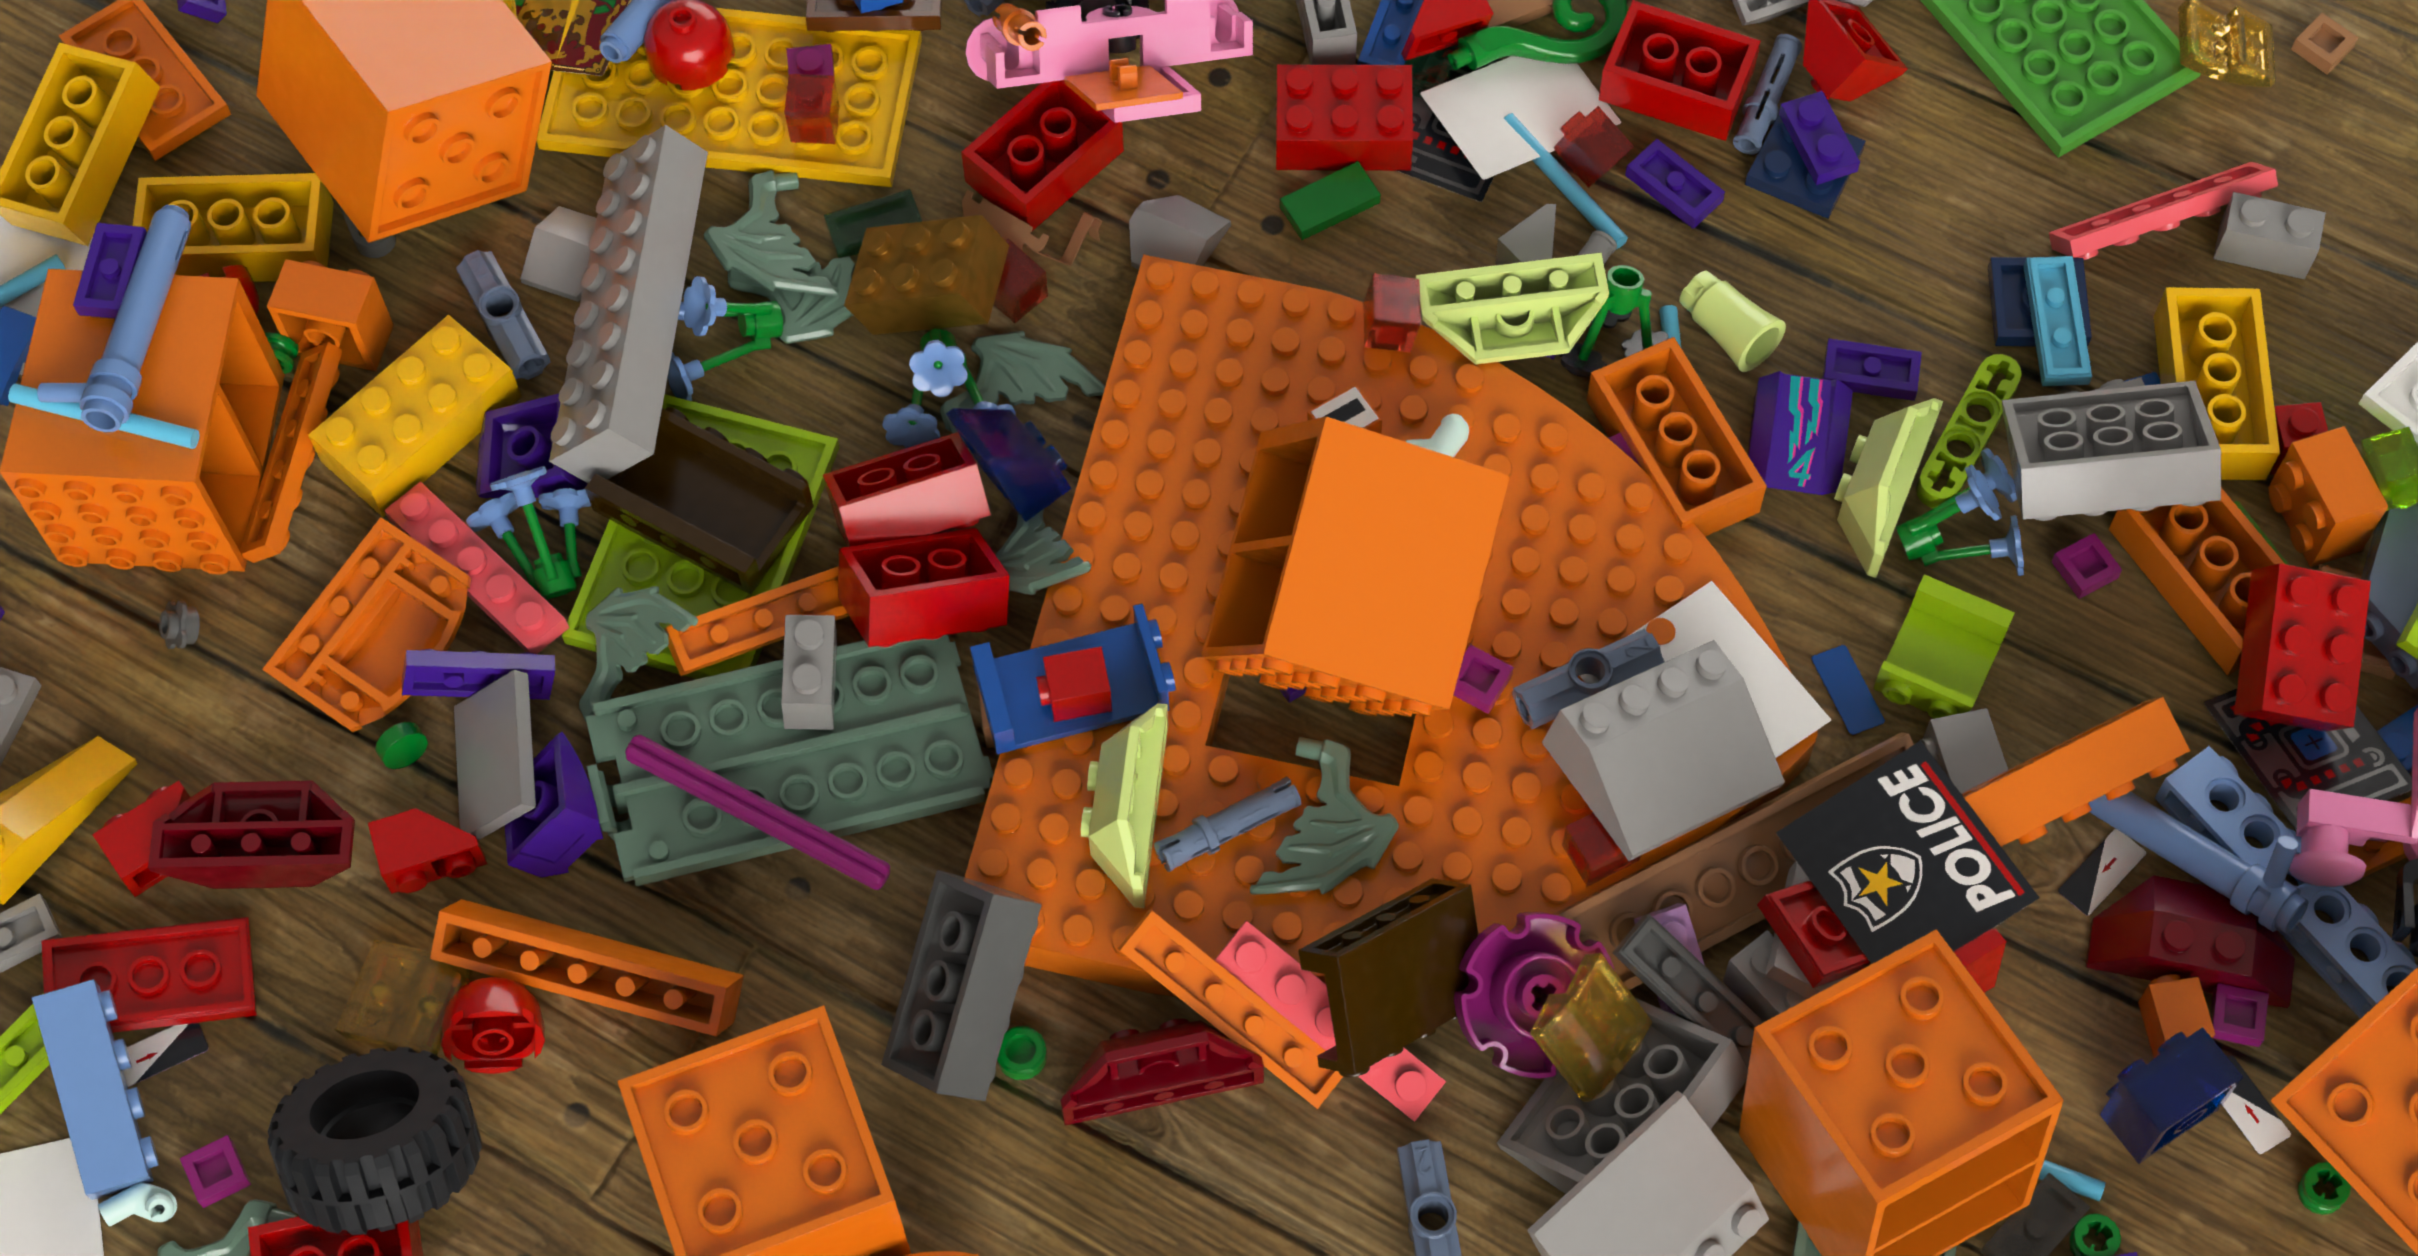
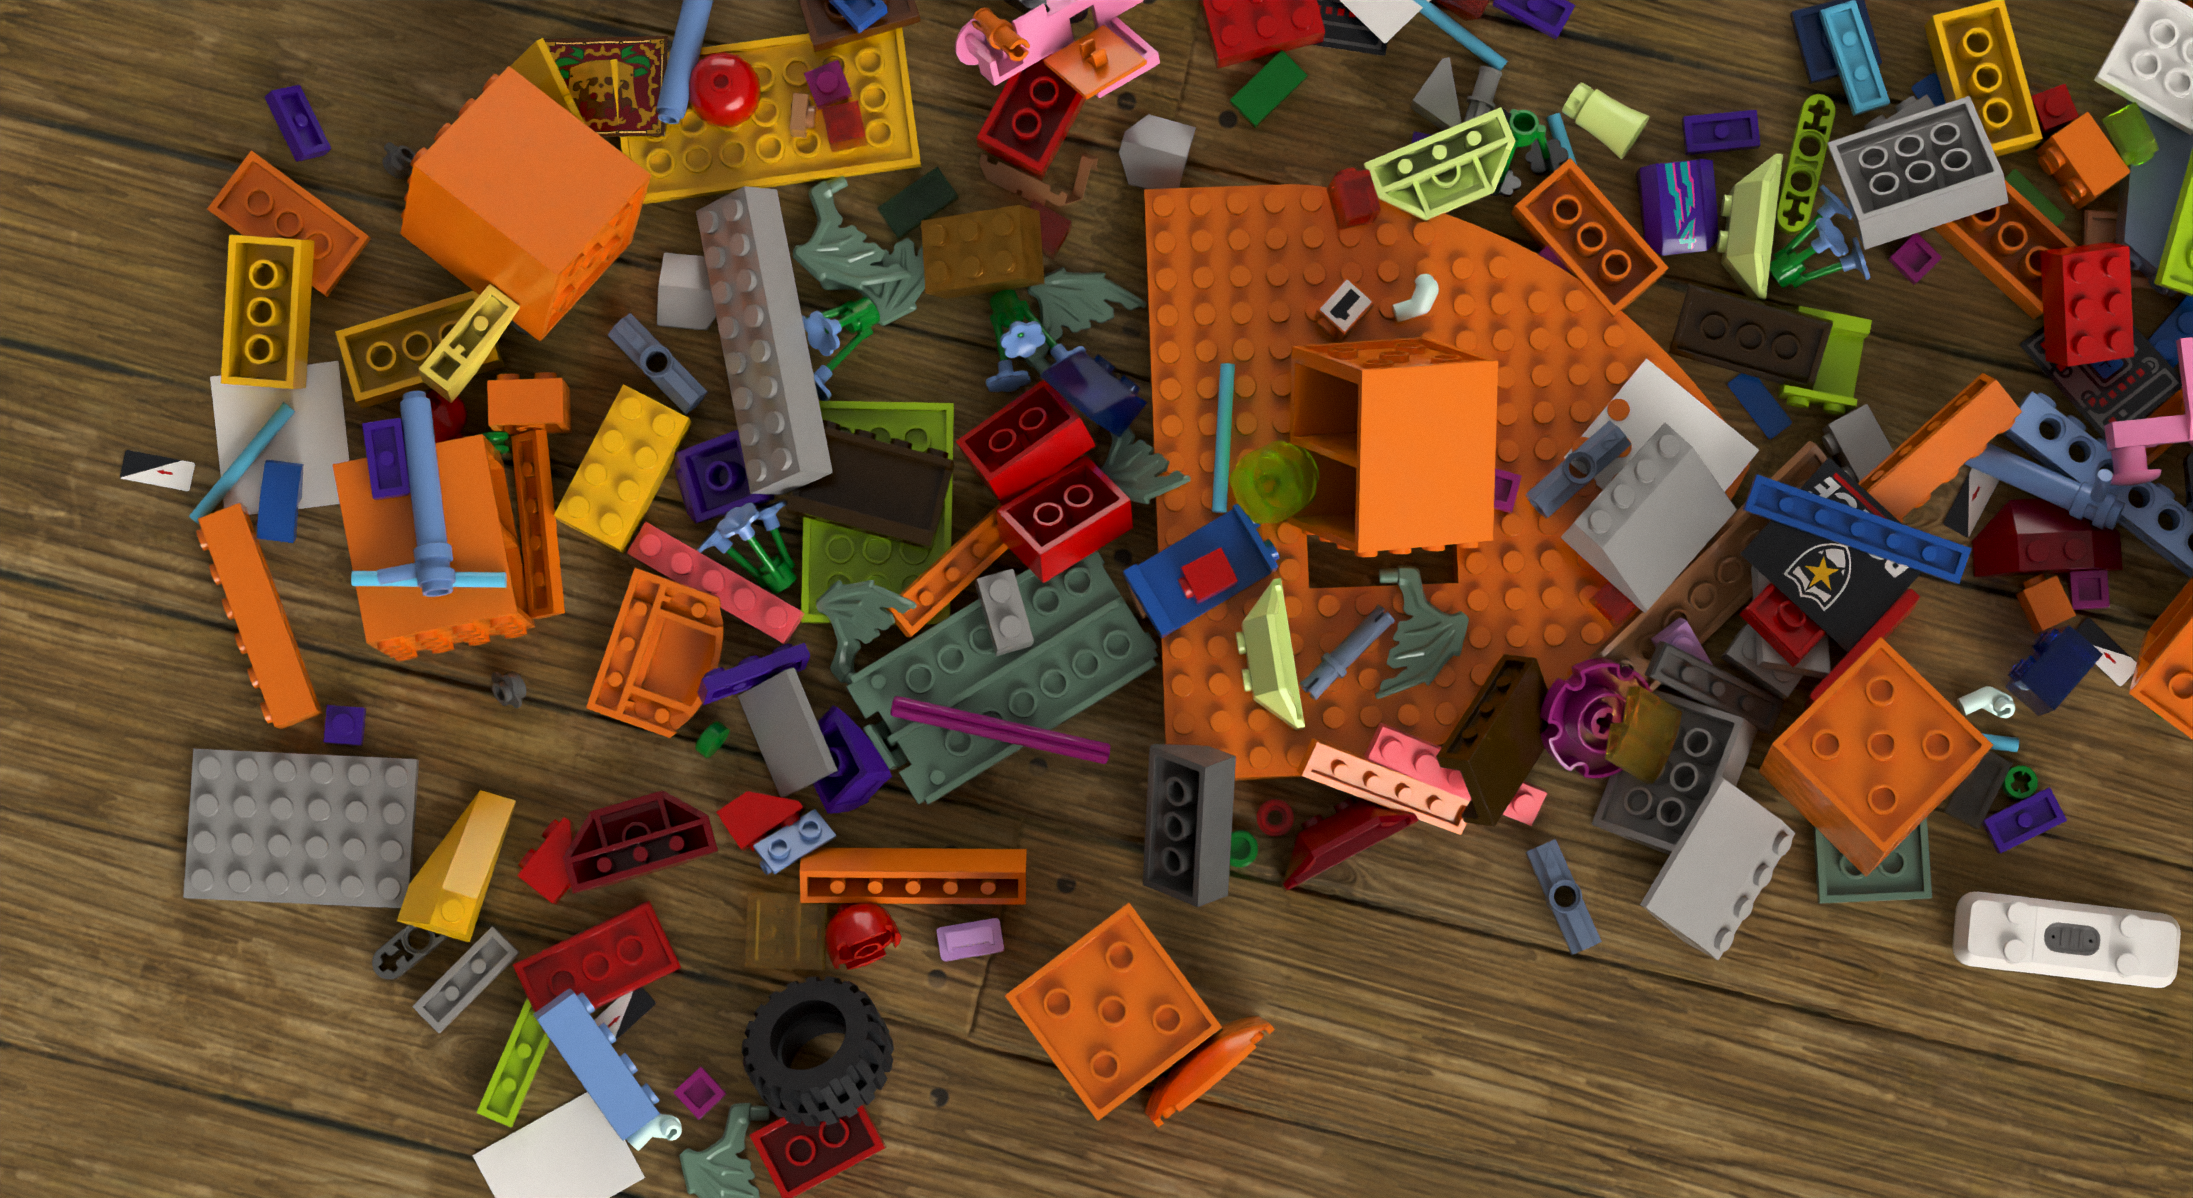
camera: 20 degrees left, 20 degrees up
(275, 213) = (468, 343): none -> light yellow slope
(436, 888) = (793, 842): none -> medium blue hinge
(620, 1057) = (970, 939): none -> lavender piece
(766, 88) = (802, 115): none -> medium nougat plate
(1074, 1012) = (1285, 811): none -> red plate
(1149, 540) = (1223, 438): none -> medium azure bar
(1193, 587) = (1275, 482): none -> clear neon green brick
(1853, 597) = (1750, 336): none -> dark brown tile
(1939, 832) = (1857, 529): none -> blue plate
(2082, 1126) = (1989, 700): none -> light aqua arm

